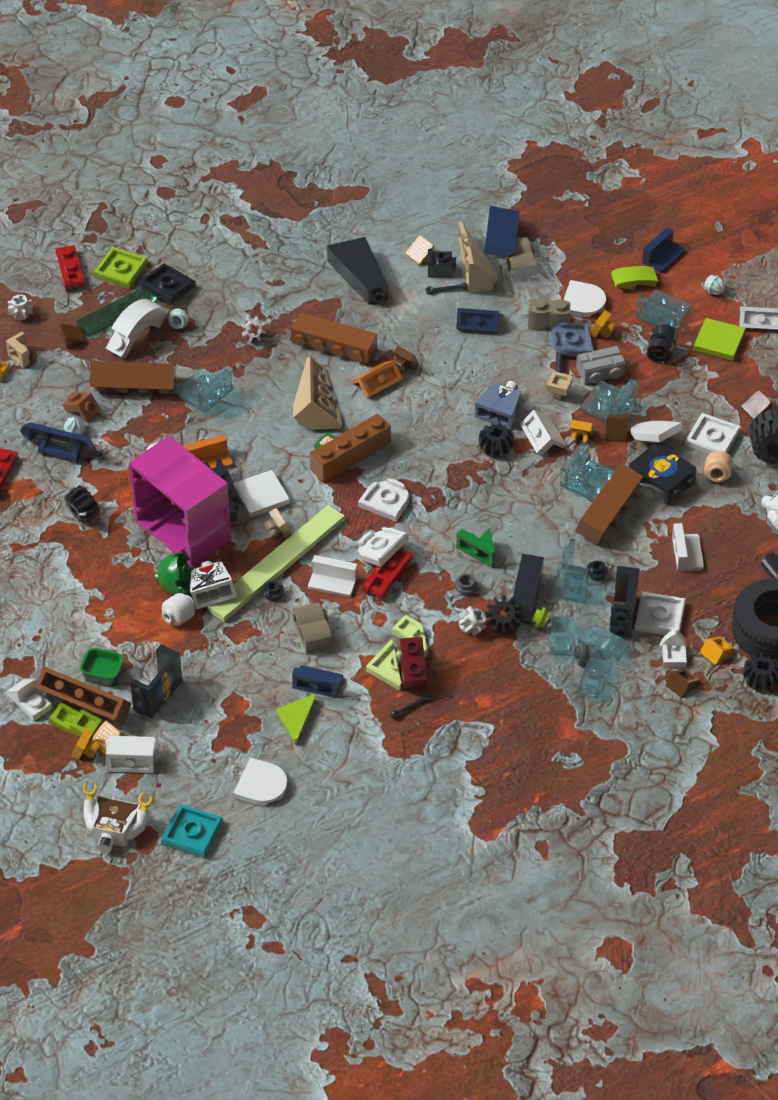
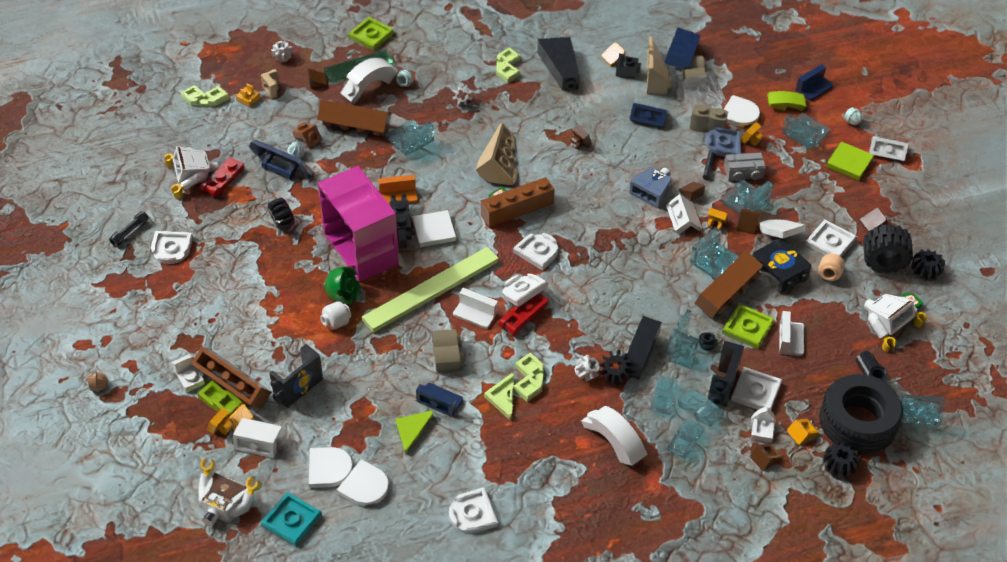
camera: 10 degrees right, 0 degrees up
(70, 267) = (331, 27): red plate -> none
(102, 666) = (256, 354): green piece -> none
(167, 283) = (403, 50): black plate -> none
(211, 584) = (368, 299): white torso -> none
(216, 771) = (328, 467): none -> white tile
(272, 590) = (421, 316): black plate -> none
(277, 525) = (440, 256): tan tile -> none
(292, 282) = (504, 65): none -> yellowish green tile
(334, 338) = (526, 112): dark orange brick -> none
(378, 378) = (555, 149): orange panel -> none
(384, 791) = (472, 512): none -> white tile
(412, 663) = (524, 398): dark red brick -> none
(426, 698) = (531, 431): black hinge -> none
(430, 290) = (614, 86): black hinge -> none
(466, 584) = (589, 330): dark grey plate -> none
(478, 548) = (606, 304): green slope -> none
(496, 439) = (642, 214): black gear -> none
(522, 682) = (618, 432): none -> white arch
(540, 617) = (648, 375): lime plate -> none
(547, 402) = (693, 190): none -> reddish brown slope
(559, 384) = (706, 176): tan tile -> none
(582, 653) = (679, 413): dark grey plate -> none
(638, 547) = (748, 326): none -> lime tile
(662, 344) = (800, 157): black wheel -> none

